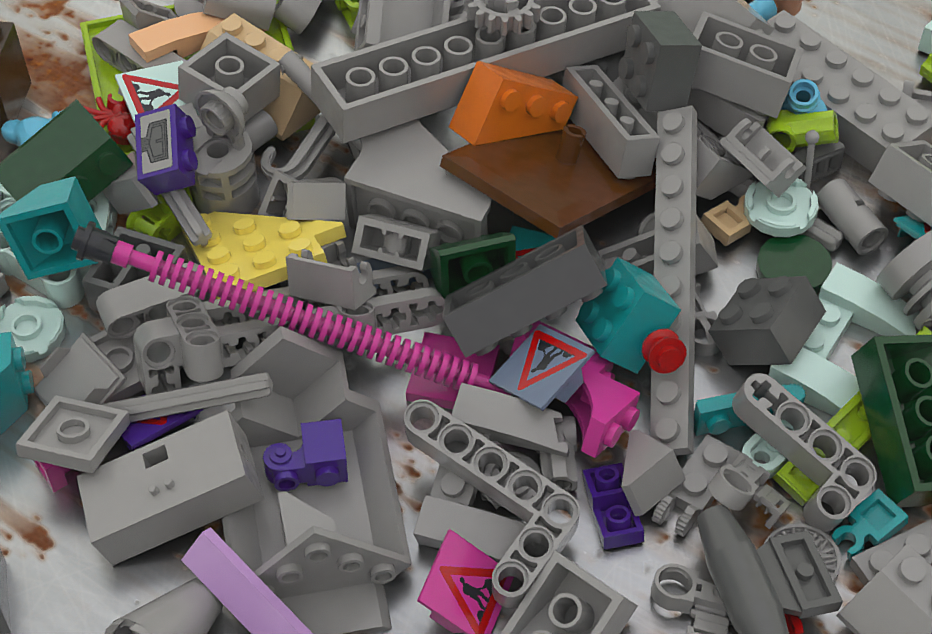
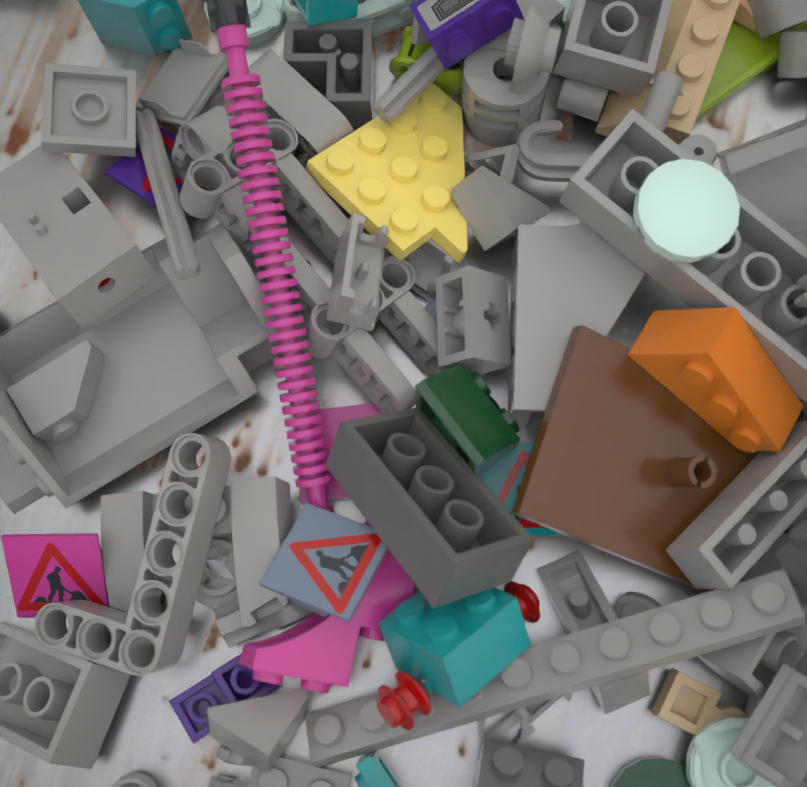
camera: 75 degrees right, 25 degrees up
(317, 462) = (166, 361): dark purple brick -> none
(399, 60) = (686, 210): none -> light aqua tile

